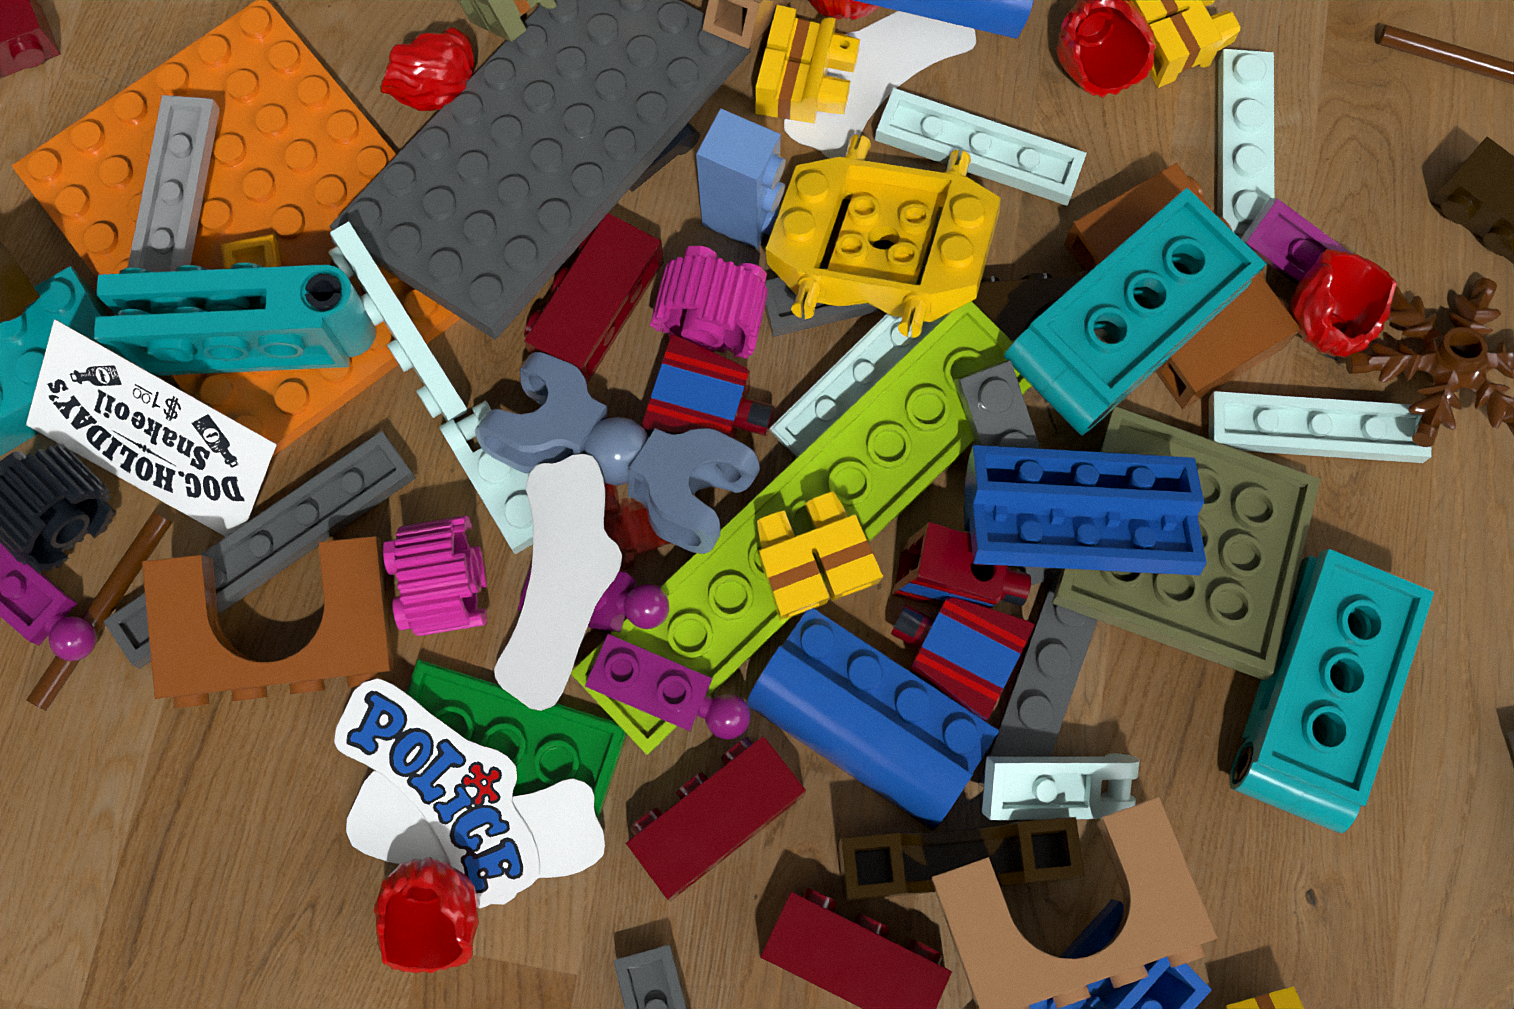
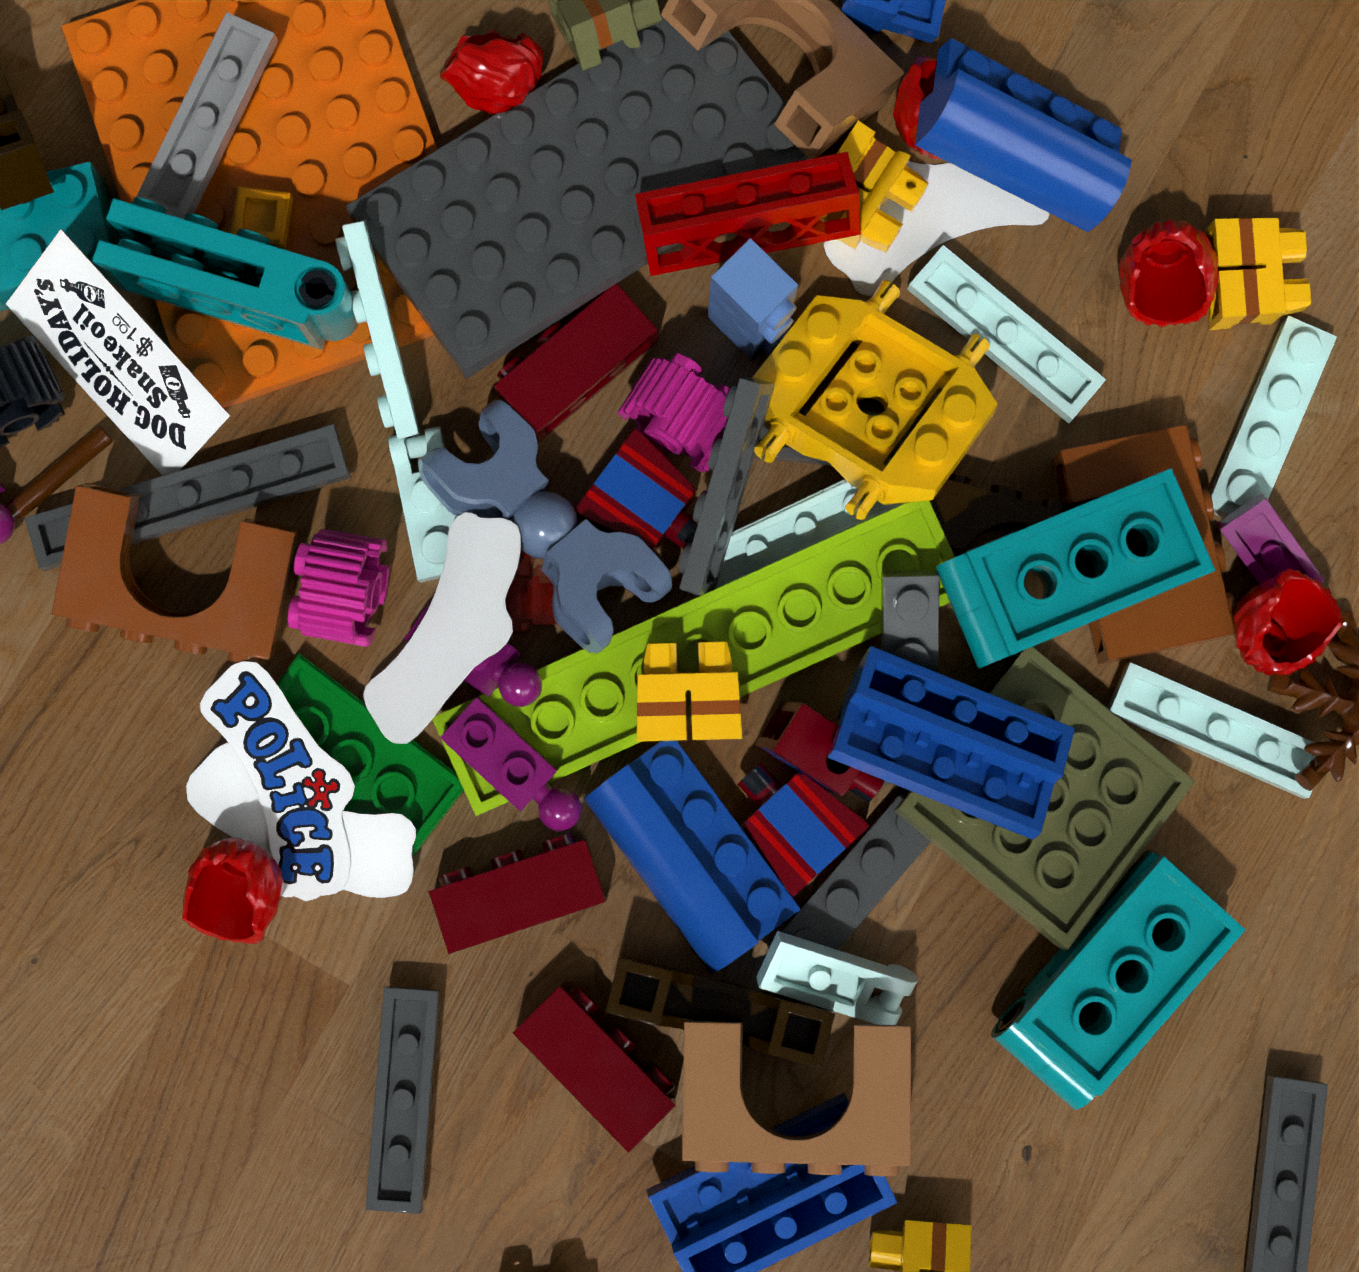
camera: 15 degrees right, 10 degrees up
(695, 98) = (748, 206): none -> red fence
(775, 329) = (719, 505): none -> dark grey plate

